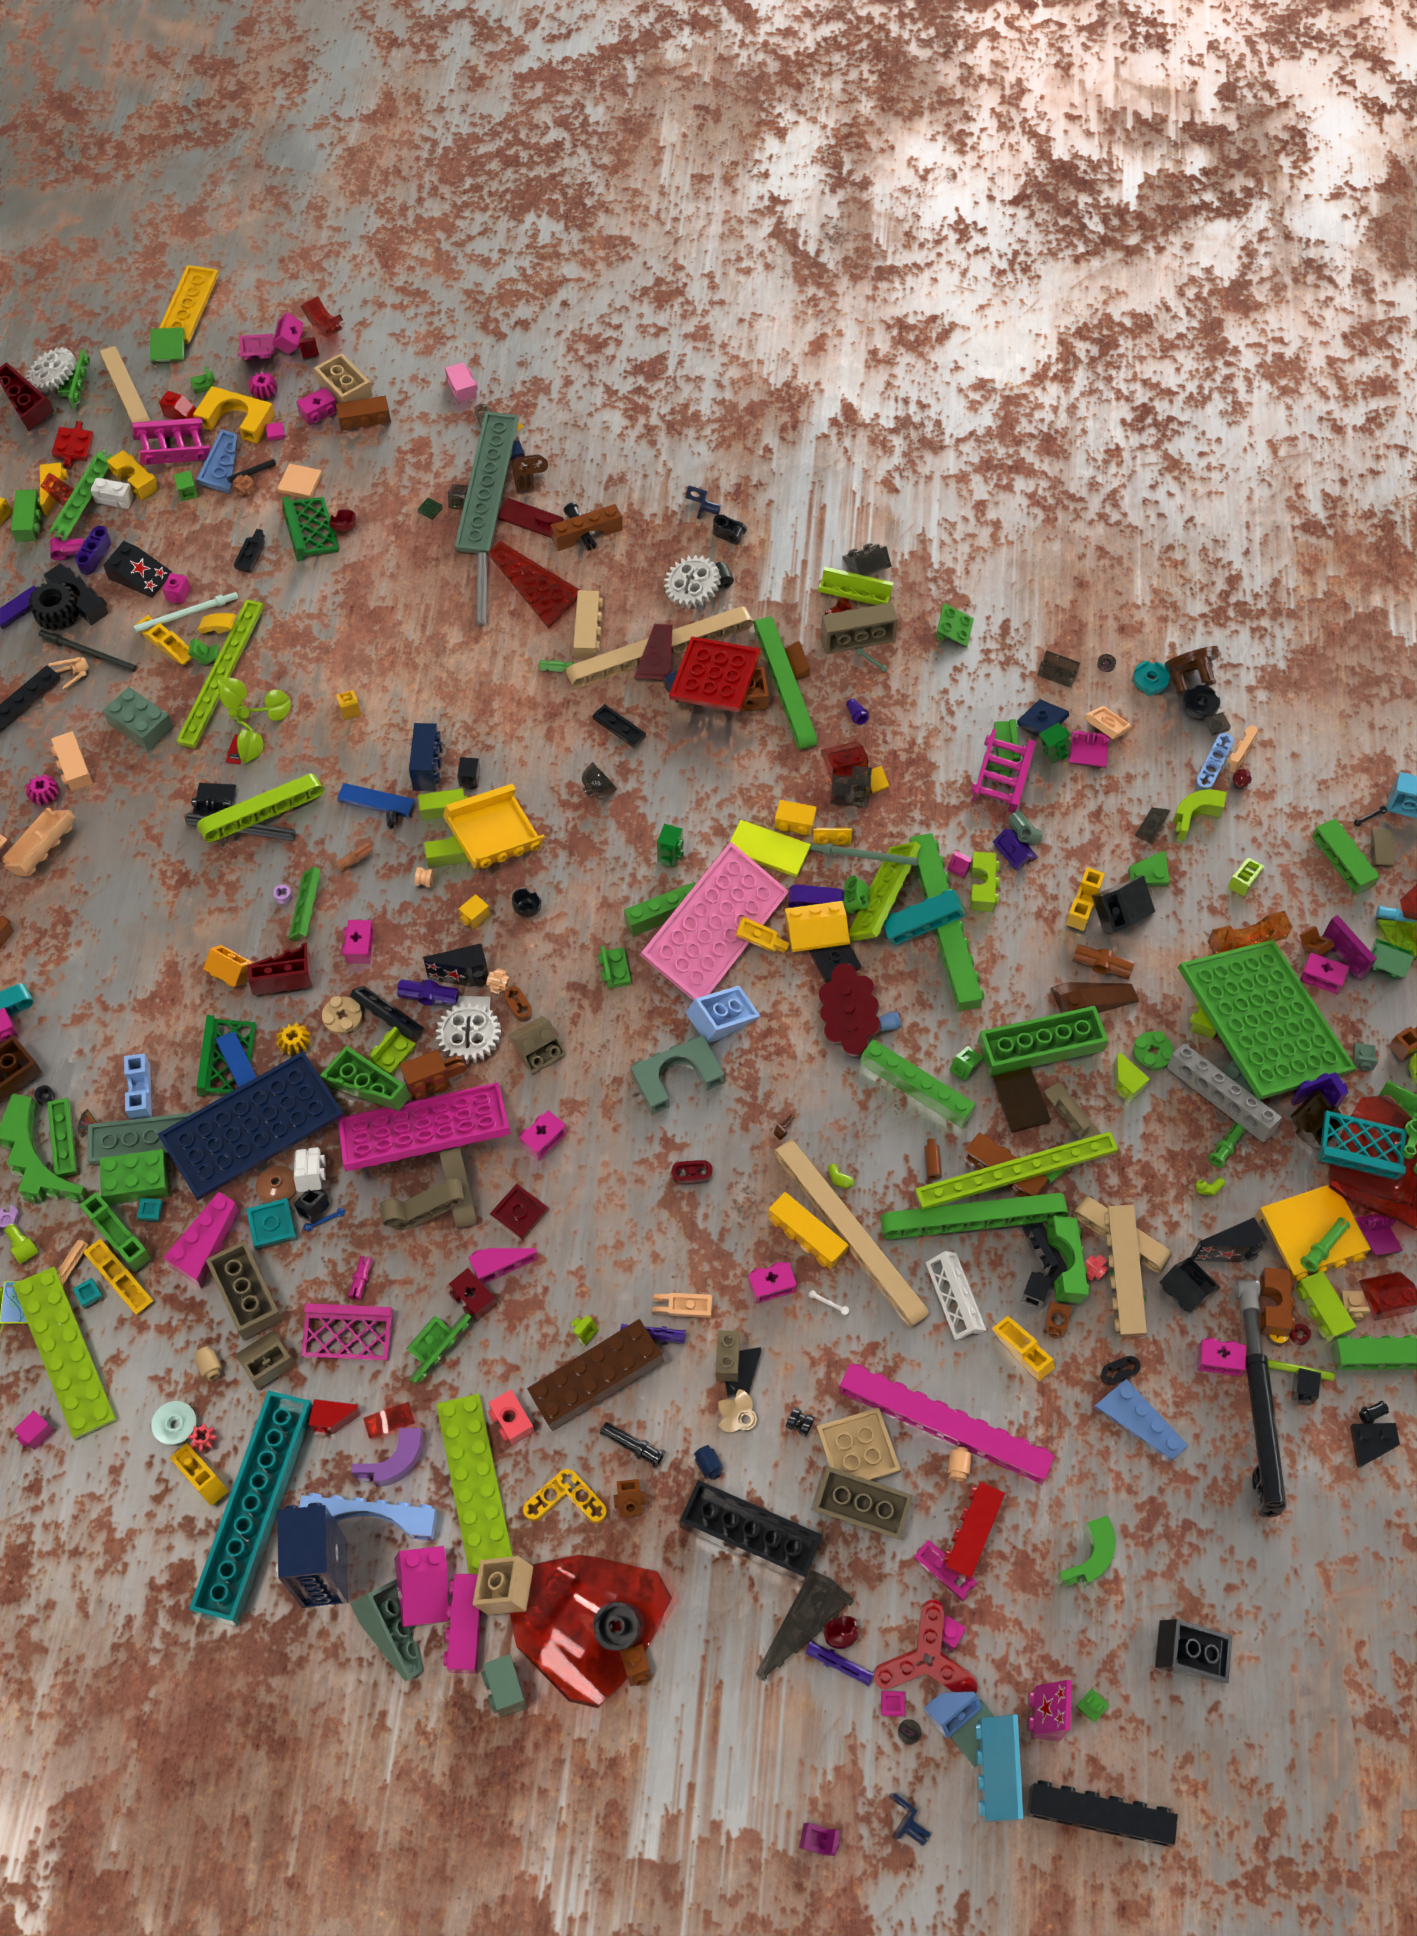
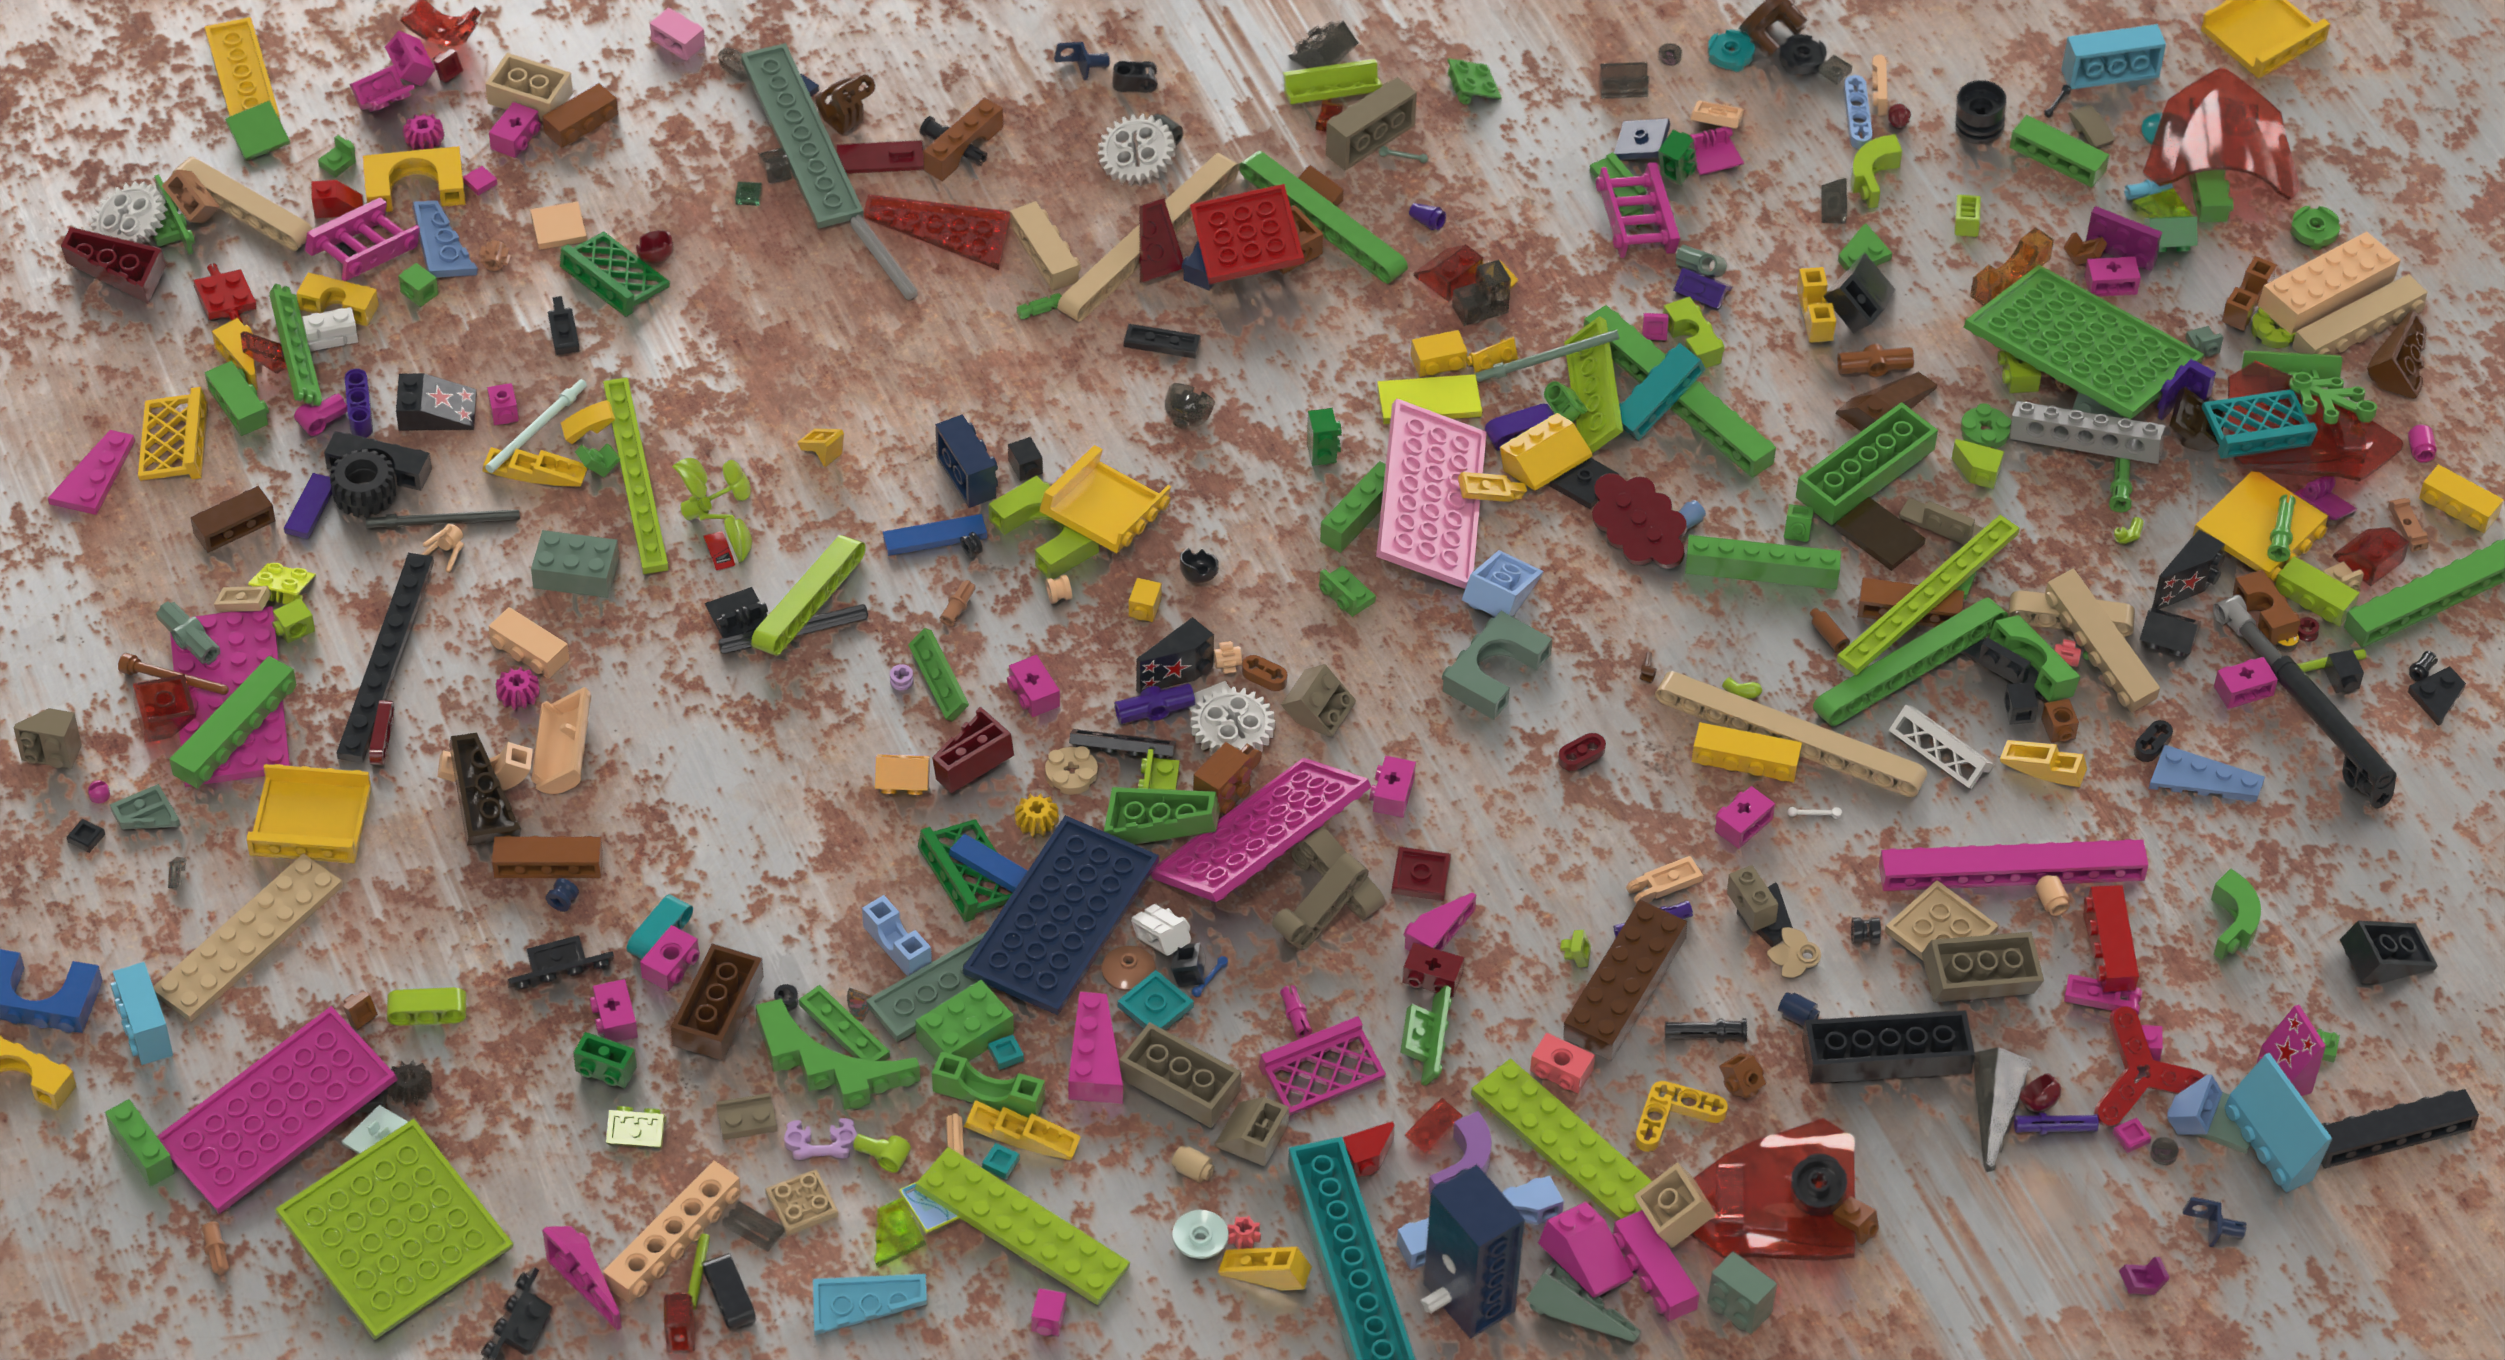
camera: 30 degrees left, 10 degrees down
(93, 371) = (190, 196): none -> nougat brick
(255, 469) = (489, 235): black bar -> none
(1302, 801) = (1980, 112): none -> black wheel

